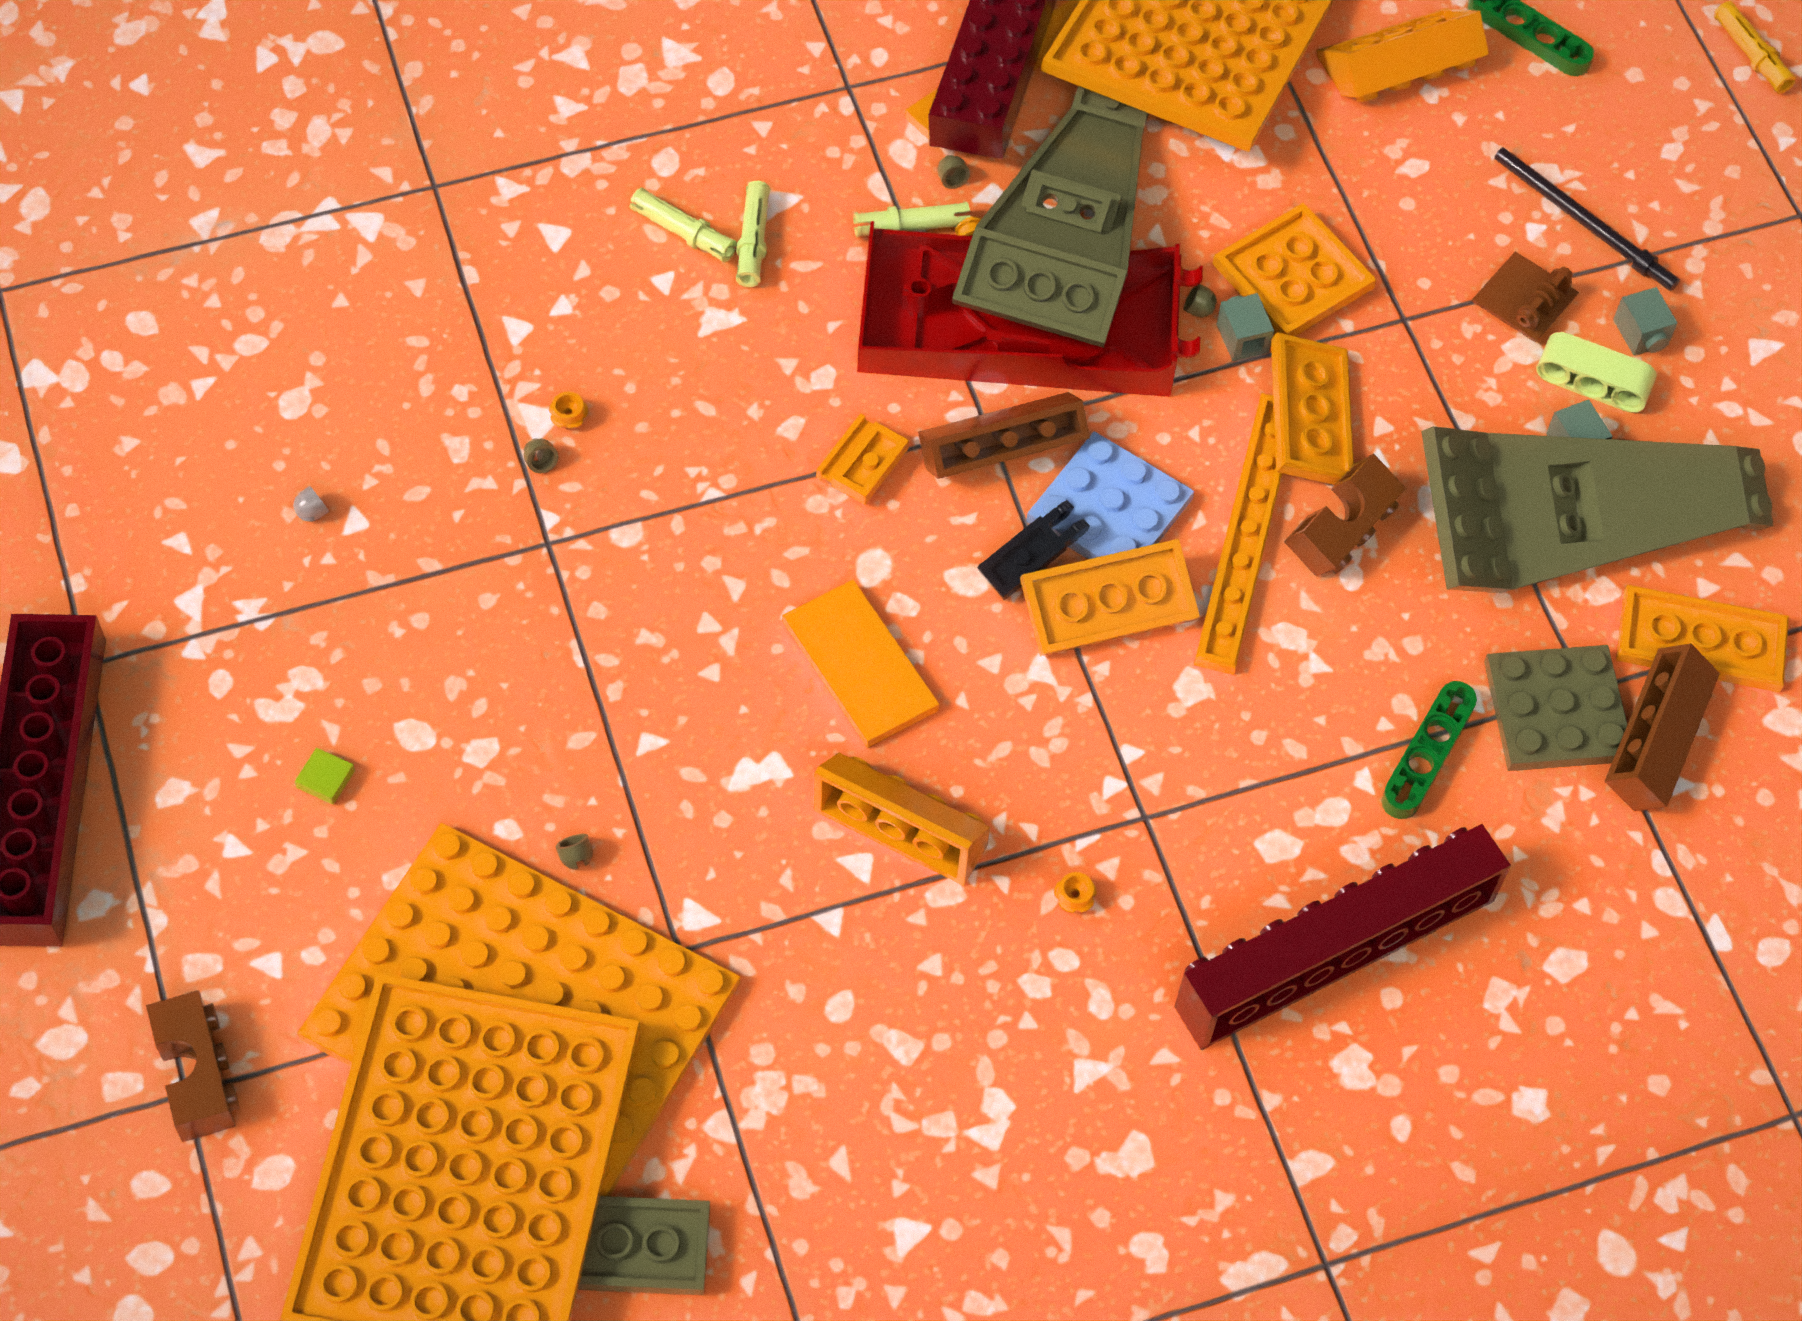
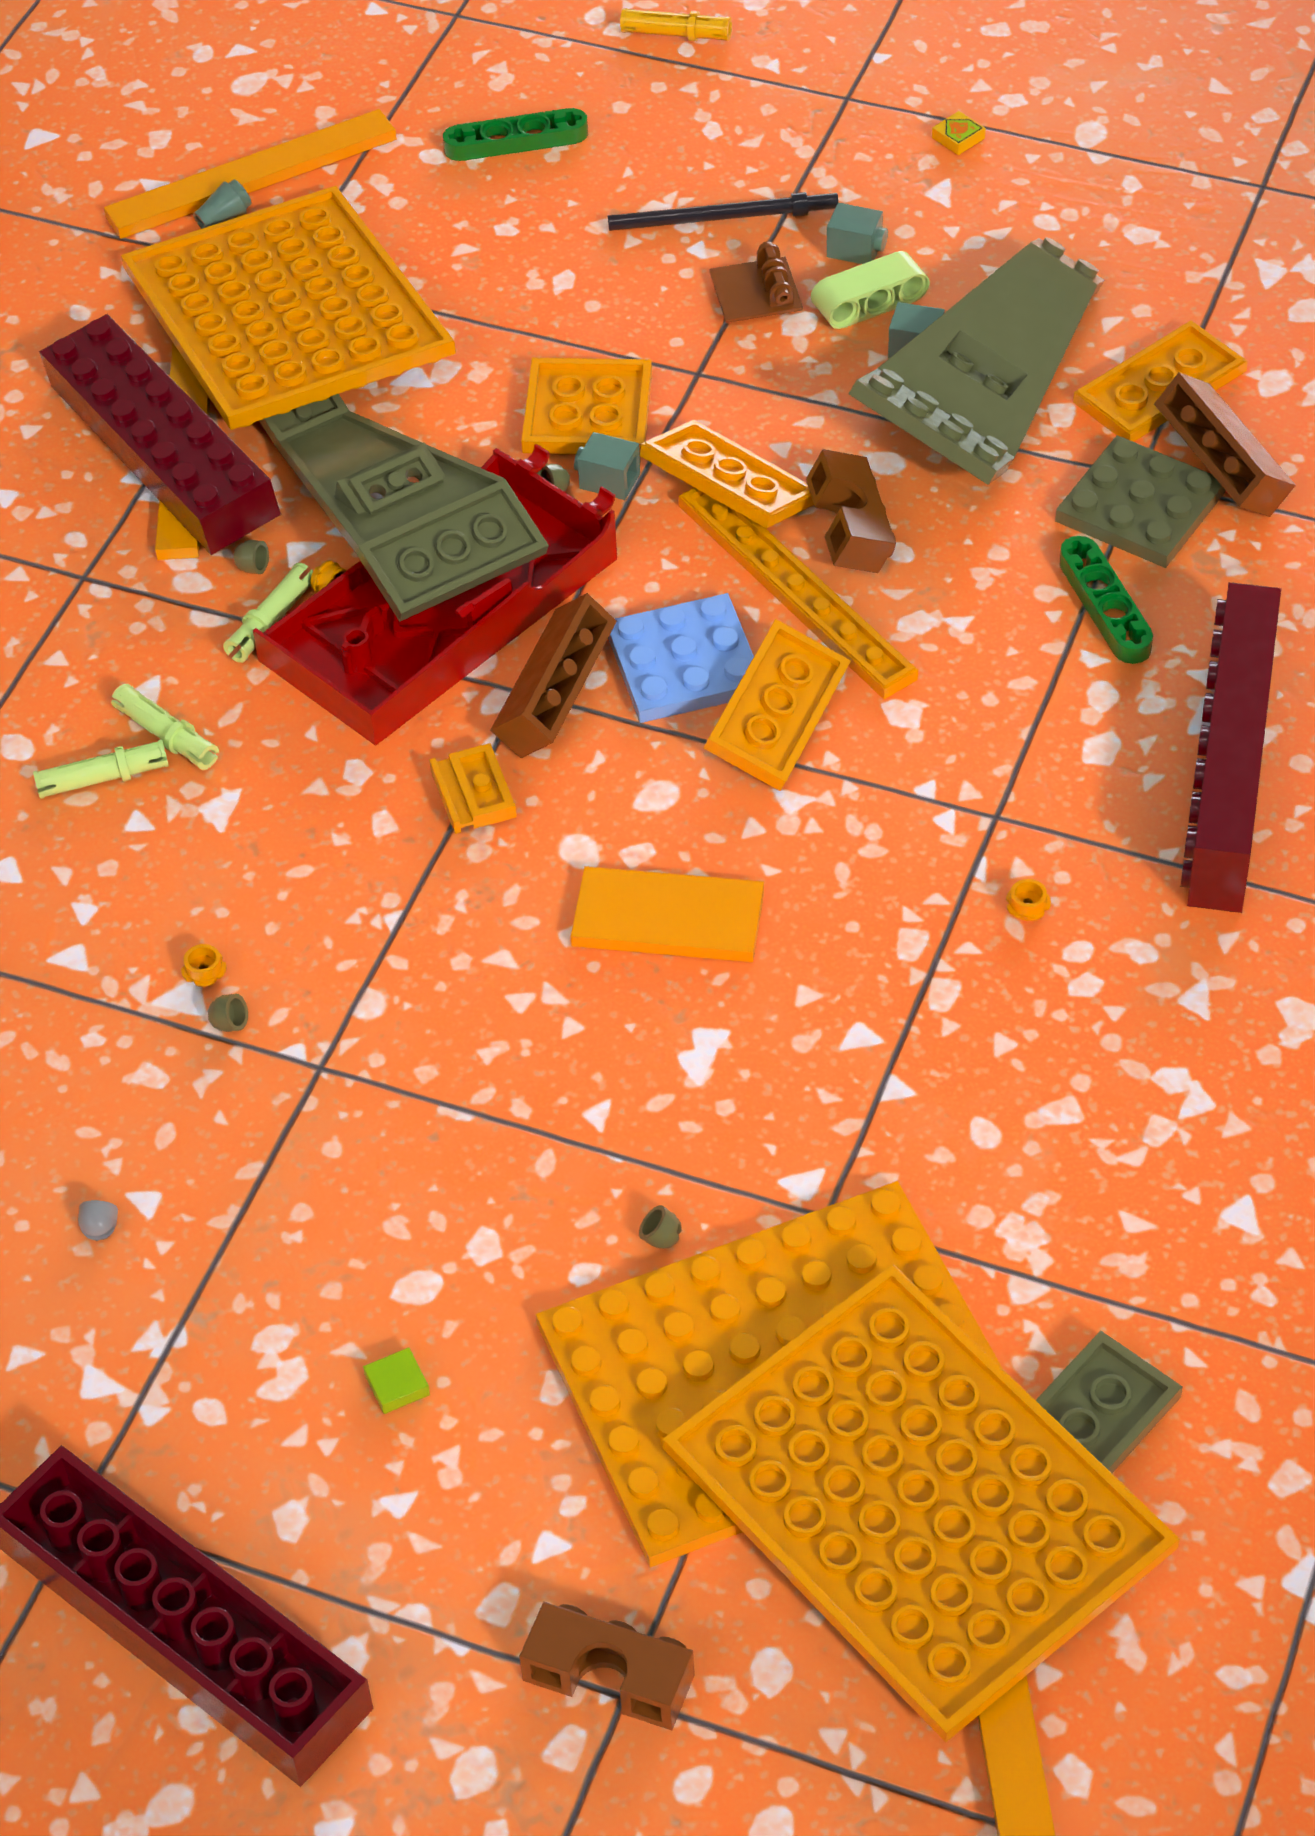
camera: 45 degrees left, 10 degrees down
(900, 816) = (854, 971): light orange slope -> none
(1030, 550) = (682, 730): black hinge -> none
(1405, 52) = (457, 213): light orange slope -> none

